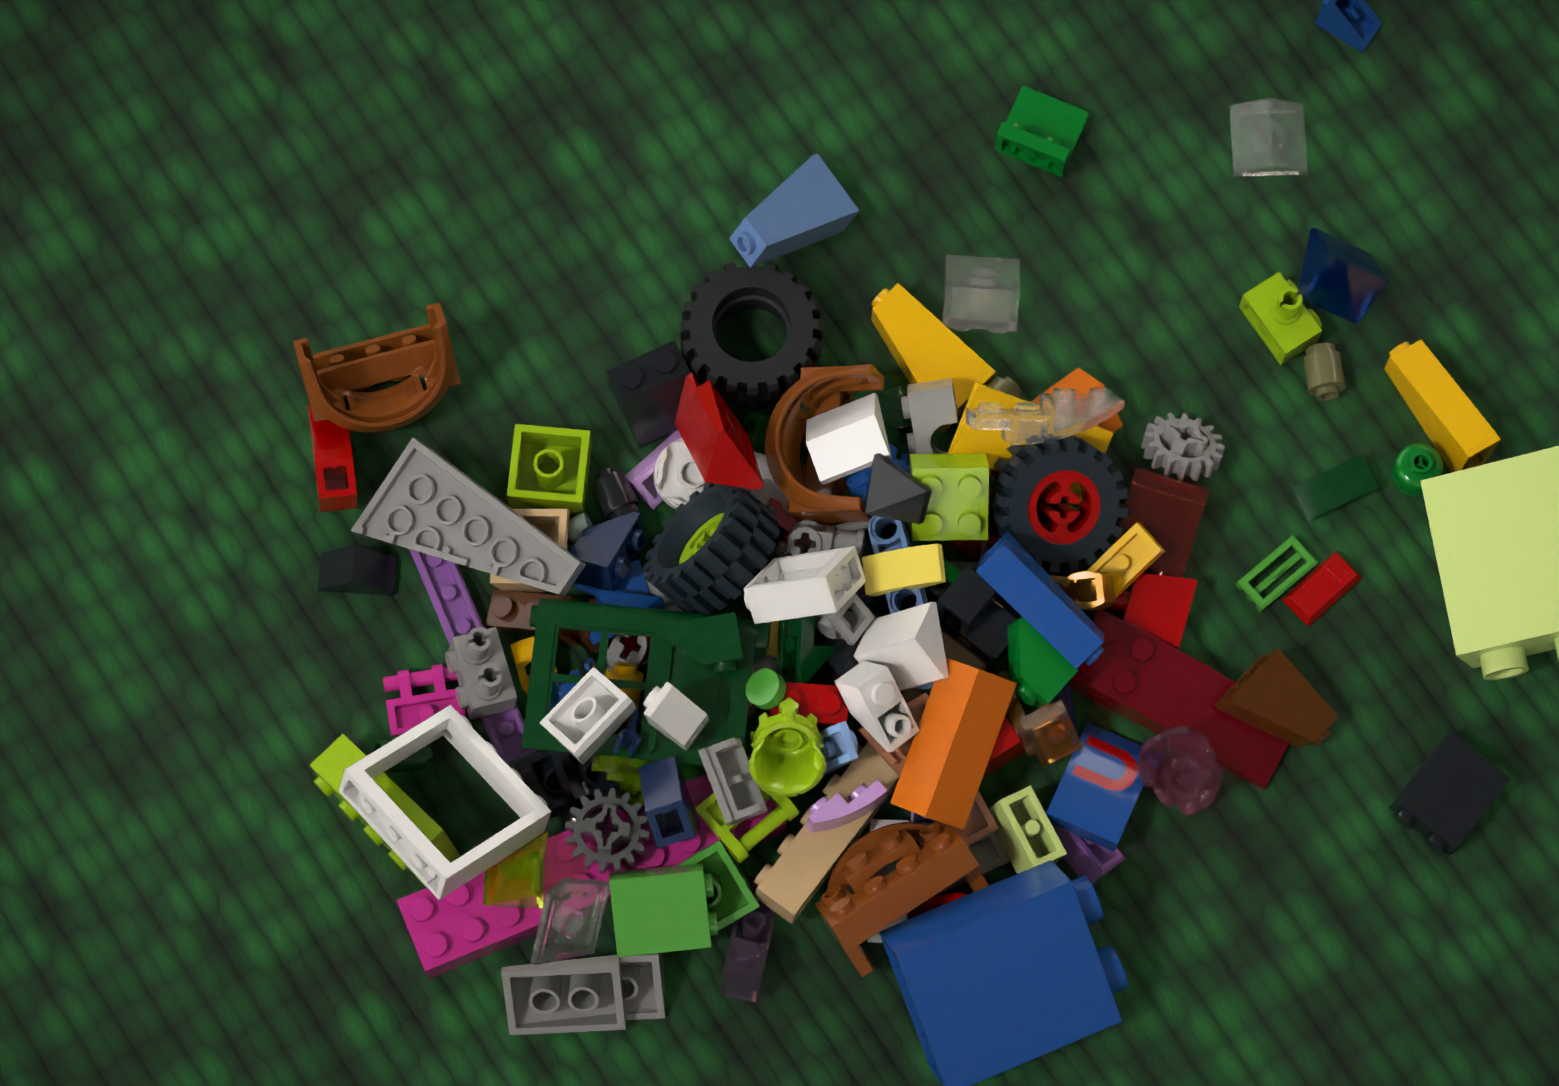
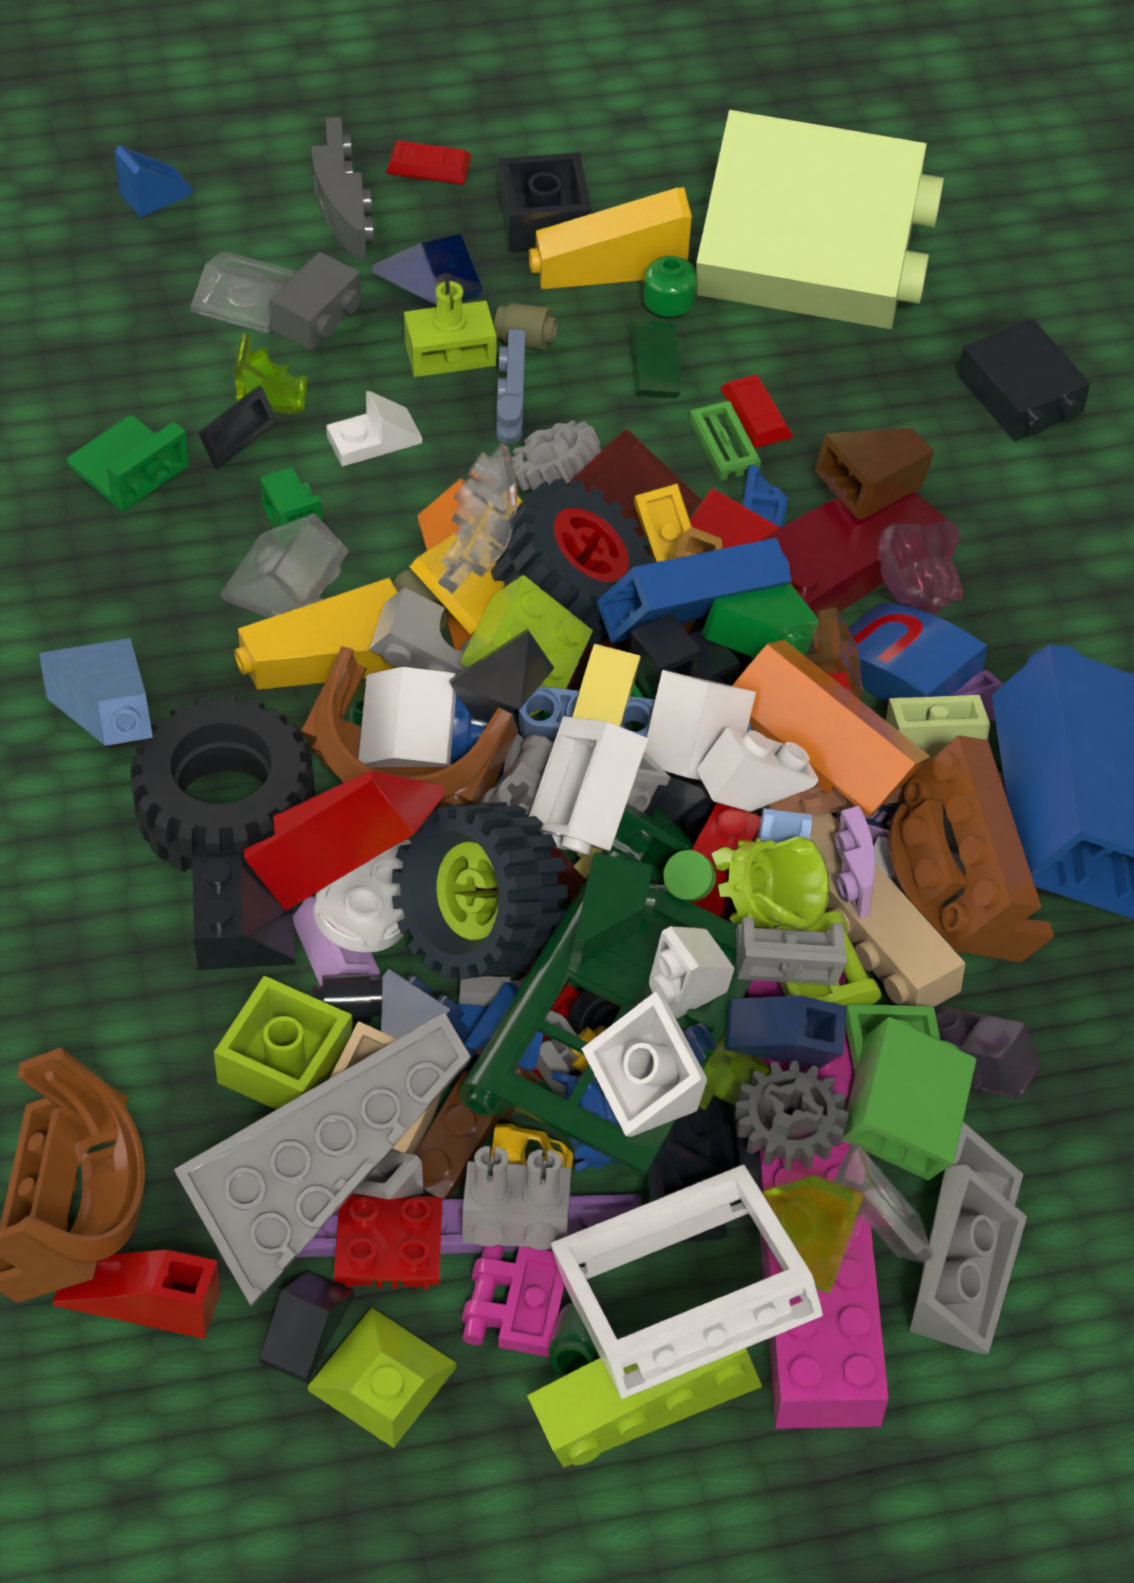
camera: 70 degrees left, 20 degrees down
(336, 637) = (382, 1377): none -> lime slope
(432, 600) = (389, 1241): none -> red hinge
(472, 584) = (394, 1177): none -> light grey slope
(1049, 267) = (287, 498): none -> green brick
(1111, 195) = (237, 427): none -> black tile
(1159, 301) = (378, 432): none -> white slope
(1174, 195) = (255, 368): none -> clear neon green slope
(1218, 627) = (763, 498): none -> blue tile
(1248, 388) = (511, 388): none -> sand blue hinge
(1272, 199) = (315, 301): none -> dark grey brick
(1401, 168) = (341, 190): none -> dark grey slope
(1466, 331) = (540, 194): none -> black brick
(1485, 223) = (429, 162): none -> red tile

